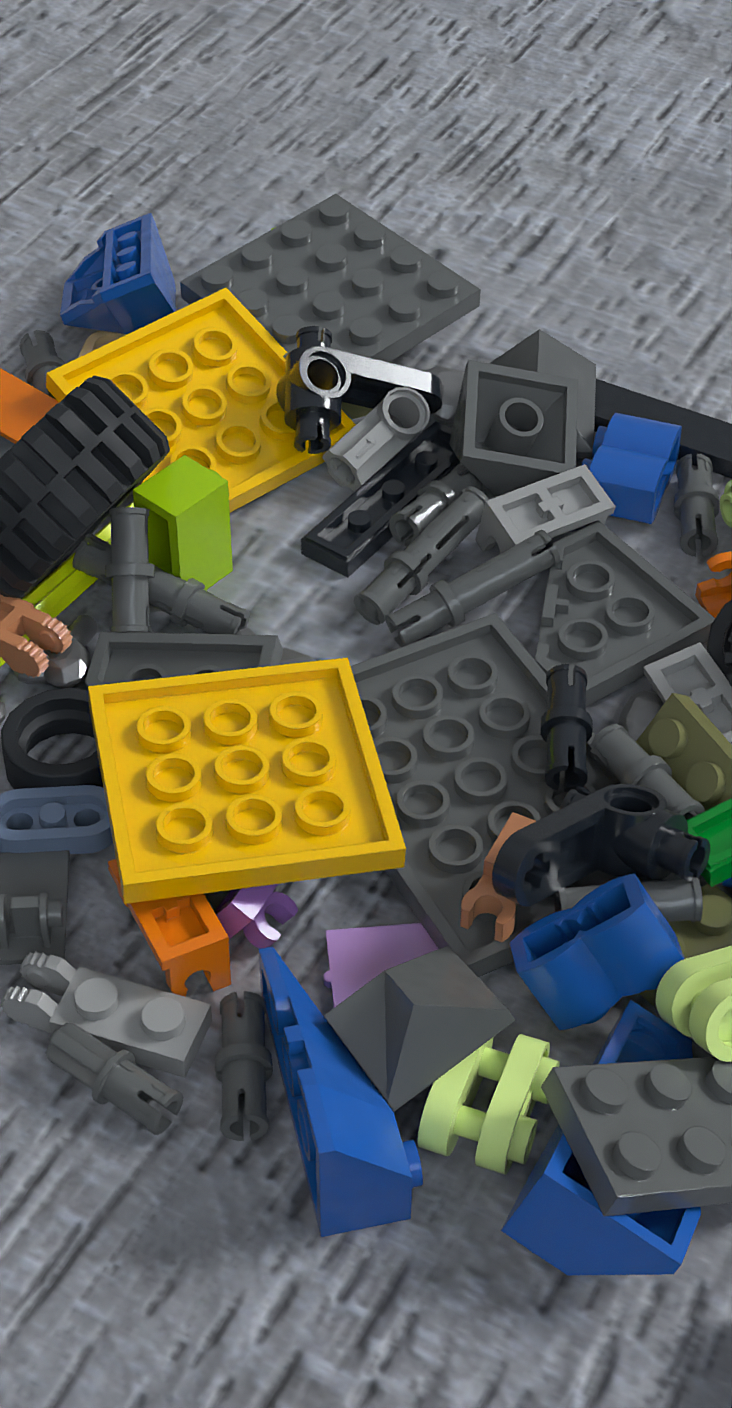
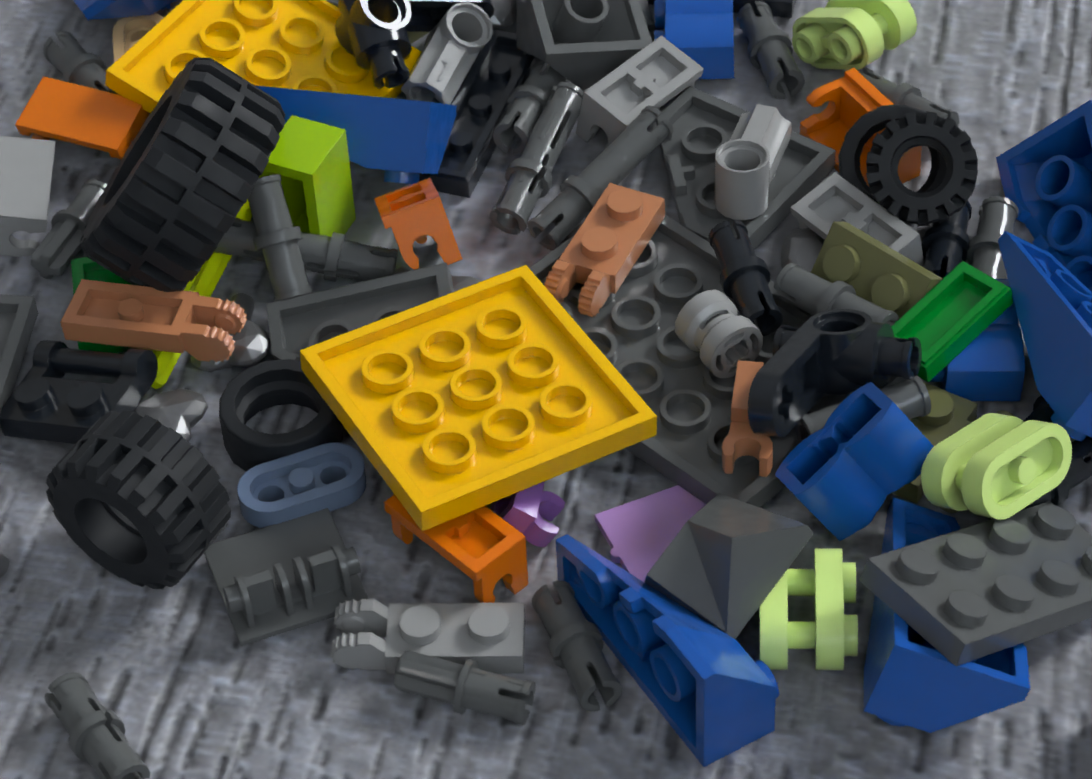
camera: 15 degrees left, 0 degrees up
(266, 490) = (380, 131): none -> blue wedge
(277, 584) = (413, 215): none -> orange hinge
(441, 661) = (606, 246): none -> nougat hinge
(513, 776) = (712, 327): none -> light grey wheel
(618, 610) = (749, 163): none -> light grey piece

